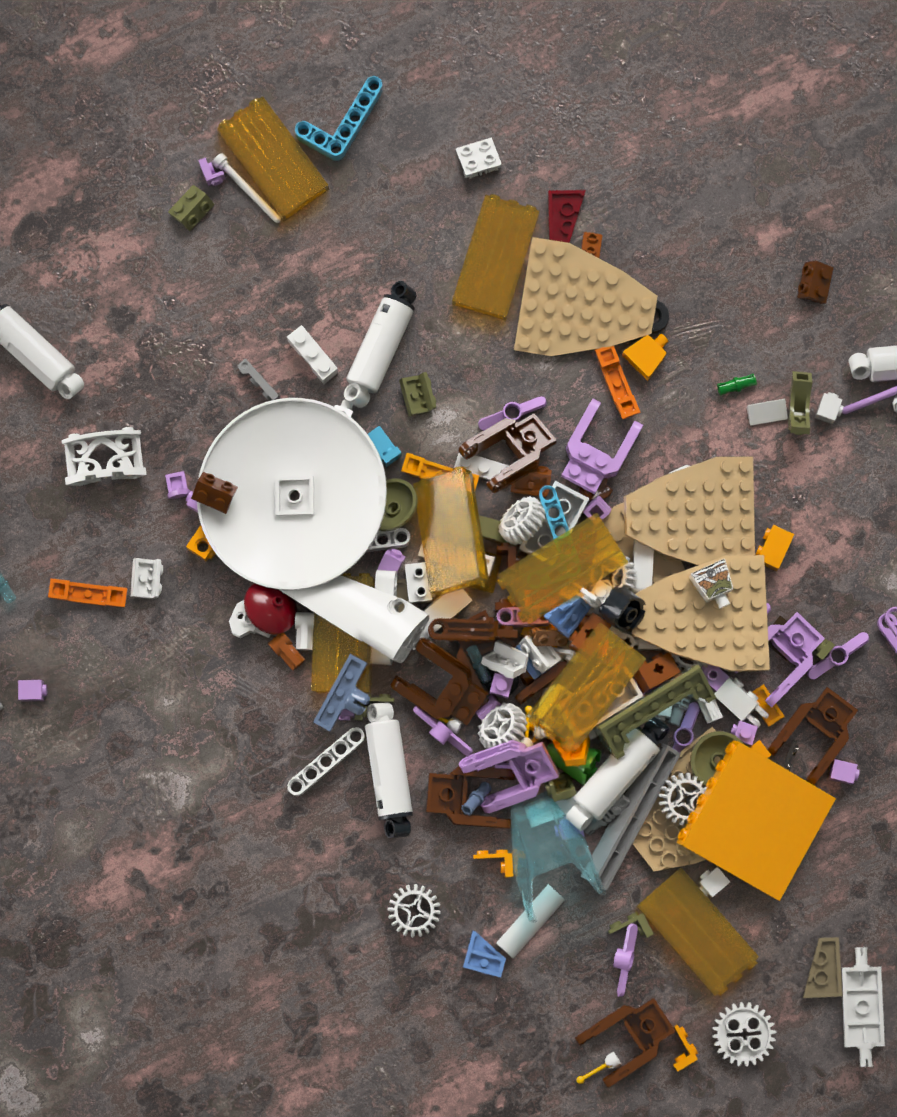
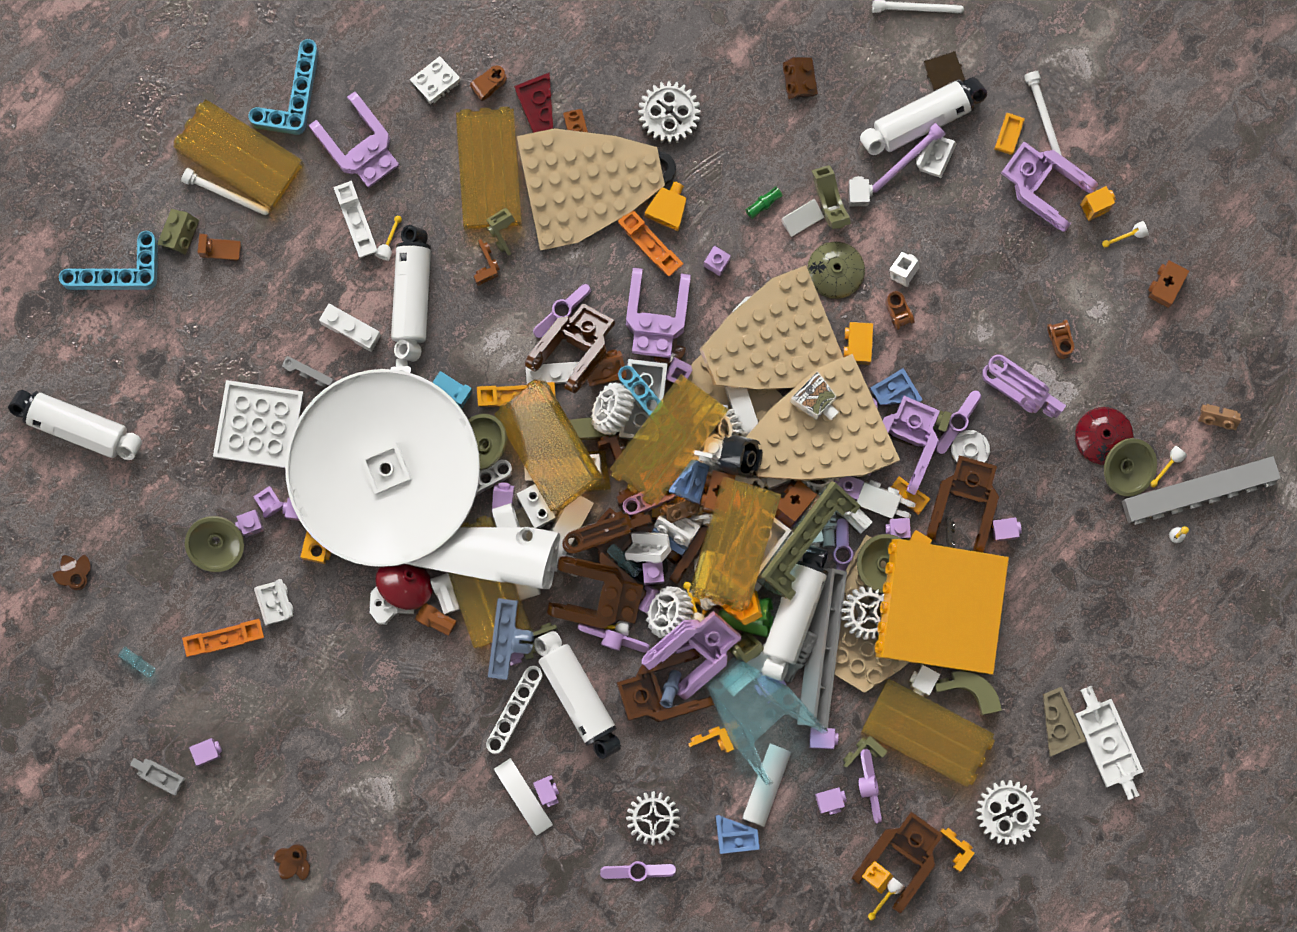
camera: 25 degrees left, 0 degrees up
(69, 823) = (290, 864): none -> reddish brown plate
(106, 512) = (212, 554): none -> olive dish
(122, 226) = (118, 274): none -> medium azure beam
(126, 469) = (213, 508): white fence -> none
(152, 498) = (249, 523): none -> lavender brick
(194, 409) = (256, 423): none -> white plate
(208, 170) = (180, 189): lavender bracket -> none
(214, 492) = (308, 495): reddish brown bracket -> none
(221, 237) = (218, 248): none -> dark orange bracket
(303, 844) = (523, 797): none -> white slope
(326, 847) = (547, 791): none -> lavender brick
(356, 258) = (355, 219): none -> white slope
(371, 296) = (384, 251): none -> hinge
(391, 206) = (370, 157): none -> lavender plate
(393, 958) = (613, 872): none -> lavender piece
(418, 394) = (465, 327): olive bracket -> none
(452, 352) = (484, 275): none -> dark orange bracket
(485, 309) = (497, 222): none -> olive bracket
(524, 178) = (486, 84): none -> dark orange piece
(584, 959) = (831, 801): none -> lavender brick
(598, 901) = (823, 741): none -> lavender brick
(599, 1046) = (877, 877): none -> light orange bracket
(666, 274) = (681, 101): none -> white gear
(672, 421) = (717, 261): none -> lavender brick
(764, 914) = (984, 693): none -> olive arch
(772, 482) = (832, 282): none -> olive dish
(790, 601) = (894, 389): none -> medium blue wing
(823, 532) = (899, 311): none -> dark orange piece
(837, 494) = (898, 270): none -> white brick
(841, 681) = (970, 445): none -> white tile

